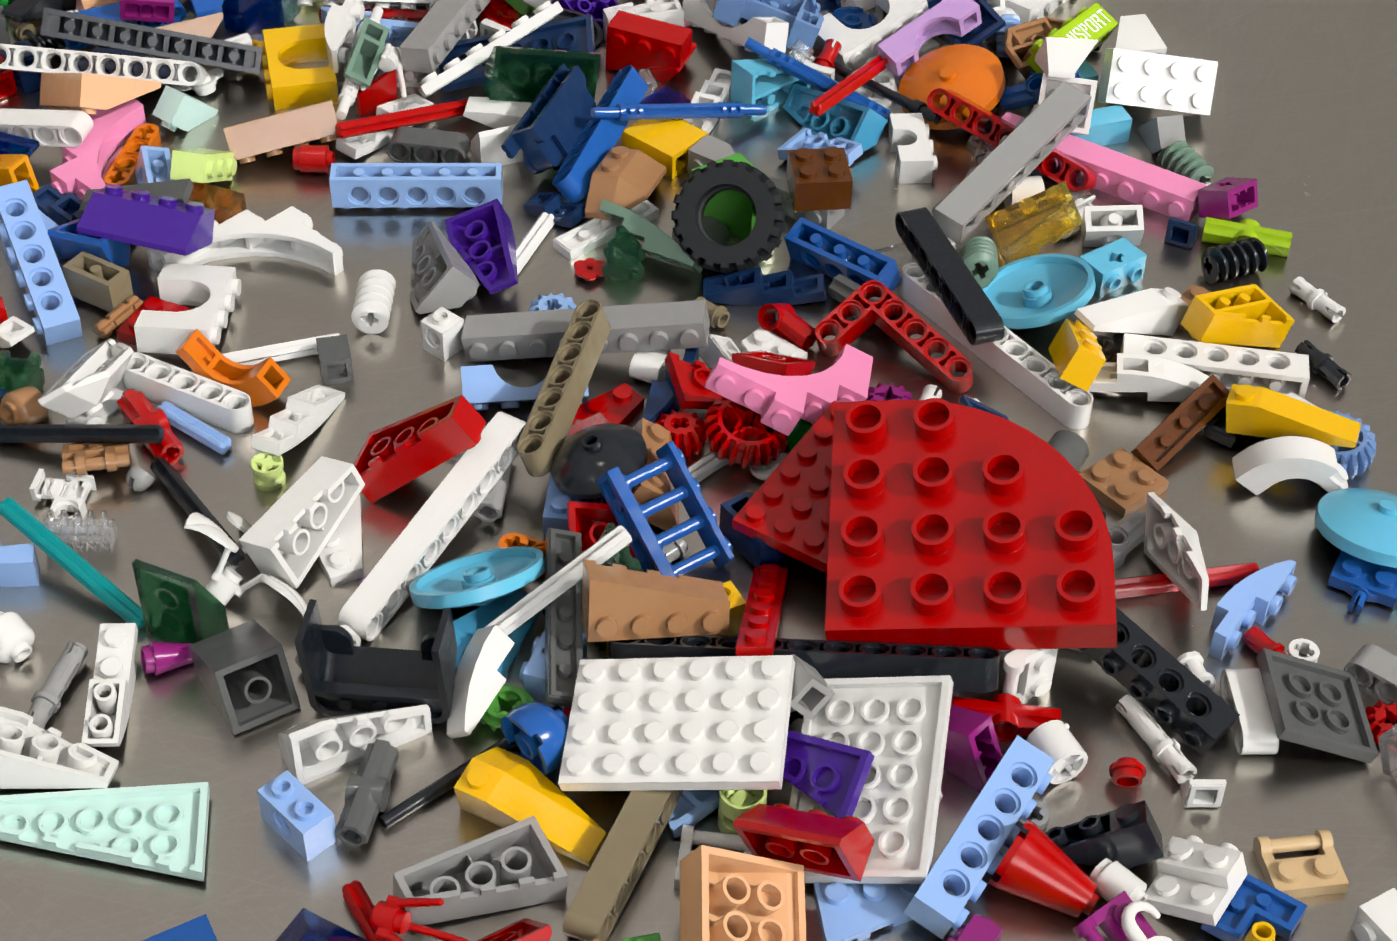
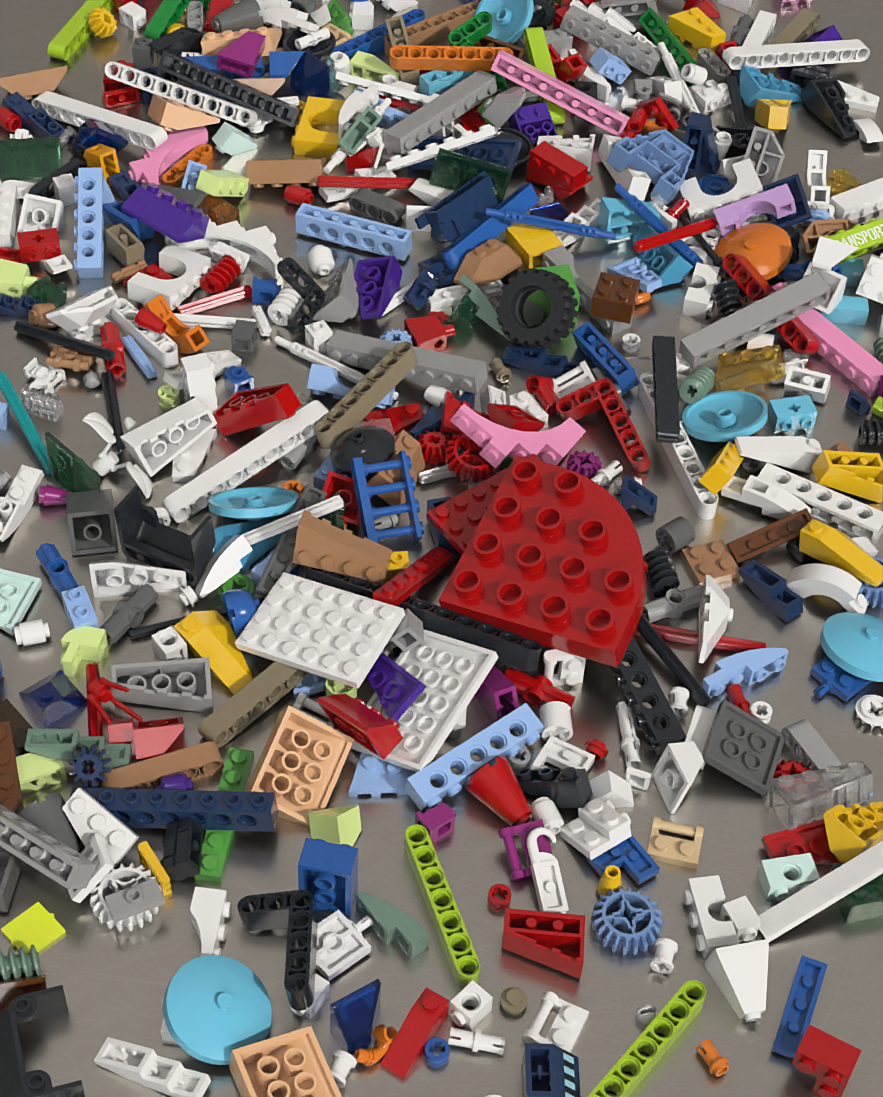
camera: 20 degrees right, 5 degrees up
(194, 371) = (148, 320): none -> red cone
(226, 761) = (56, 568): none -> blue piece
(233, 866) = (31, 632): none -> white brick
(257, 260) = (220, 249): none -> white hinge
(259, 288) = (220, 275): none -> red piece
(266, 323) = (215, 300): none -> axle
(313, 431) = (199, 380): none -> white wedge
(323, 858) = (82, 643): none -> yellowish green brick
(332, 292) = (264, 290): none -> blue brick
(353, 418) = (238, 376): none -> blue brick
(356, 341) = (261, 320): none -> white axle
(389, 233) = (320, 260): none -> white head
(401, 274) = (307, 293): none -> black beam
(443, 739) = (188, 596): none -> white plate
(453, 363) = (317, 358): none -> white axle
(455, 819) = (169, 645): none -> white brick
(551, 236) = (420, 291): none -> dark blue hips
(589, 283) = (428, 332): none -> red torso
(826, 302) = (575, 384): none -> white plate
(859, 232) = (631, 342): none -> white bush
(954, 150) = (727, 297): none -> black piece
(1089, 795) = (563, 756): none -> white plate
(1172, 632) = (673, 662): none -> black axle
(1181, 818) = (612, 788): none -> white slope
(1222, 492) = (772, 590): none -> dark blue slope
(1259, 769) = (676, 772): none -> white slope

